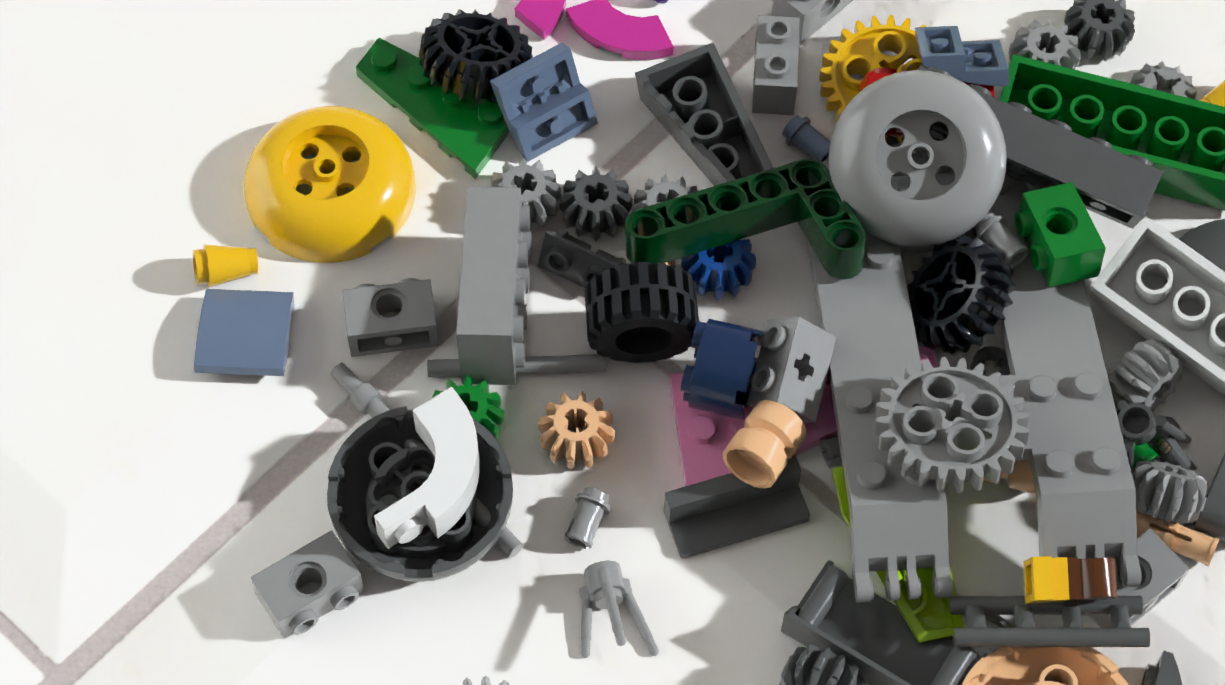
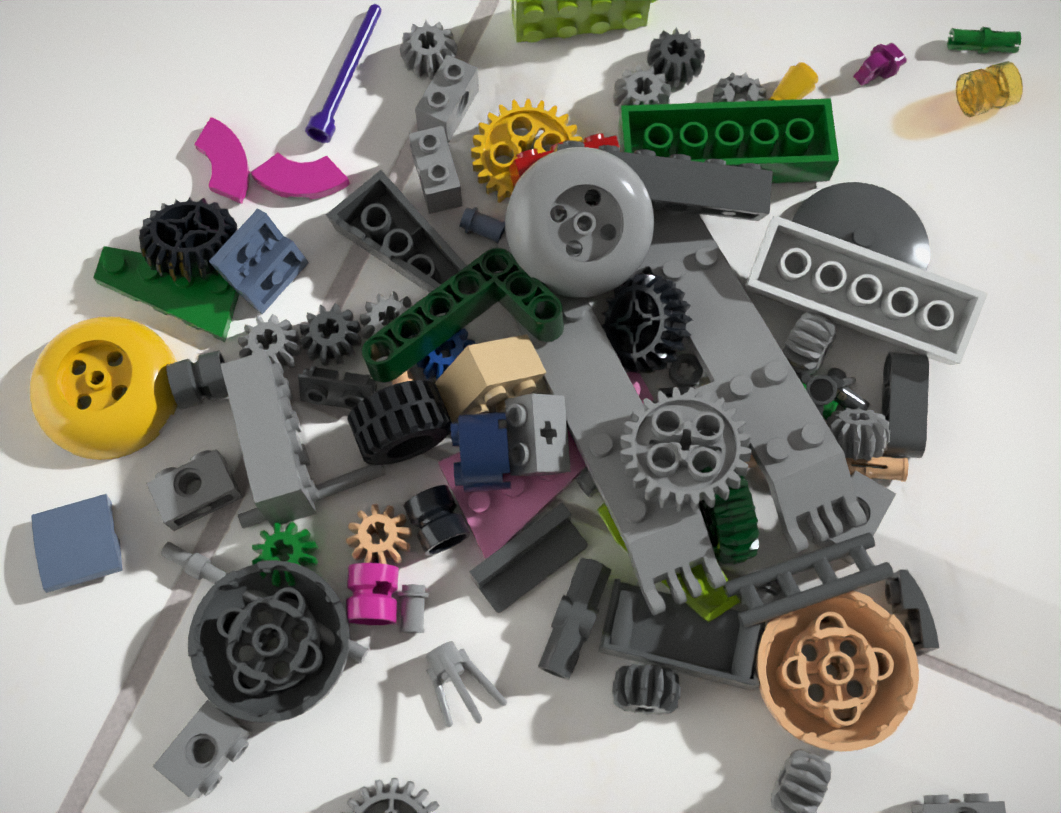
camera: 20 degrees left, 10 degrees up
(223, 264) = (38, 488): yellow cone -> none
(420, 203) = (197, 380): none -> dark grey wheel
(448, 491) = (292, 626): white arch -> none
(549, 480) = (372, 594): none -> dark pink wheel
(646, 431) = (438, 524): none -> black wheel
(758, 287) = (488, 375): none -> tan brick
(764, 444) = (537, 508): light nougat wheel -> none
(766, 586) = (574, 618): none -> dark grey piece
(965, 60) = (588, 122): sand blue slope -> none
(981, 531) = (732, 524): none -> dark green gear
(994, 231) = (660, 264): light grey pin -> none
(1060, 234) = (707, 231): green brick -> none
(1069, 579) = (815, 544): leg -> none

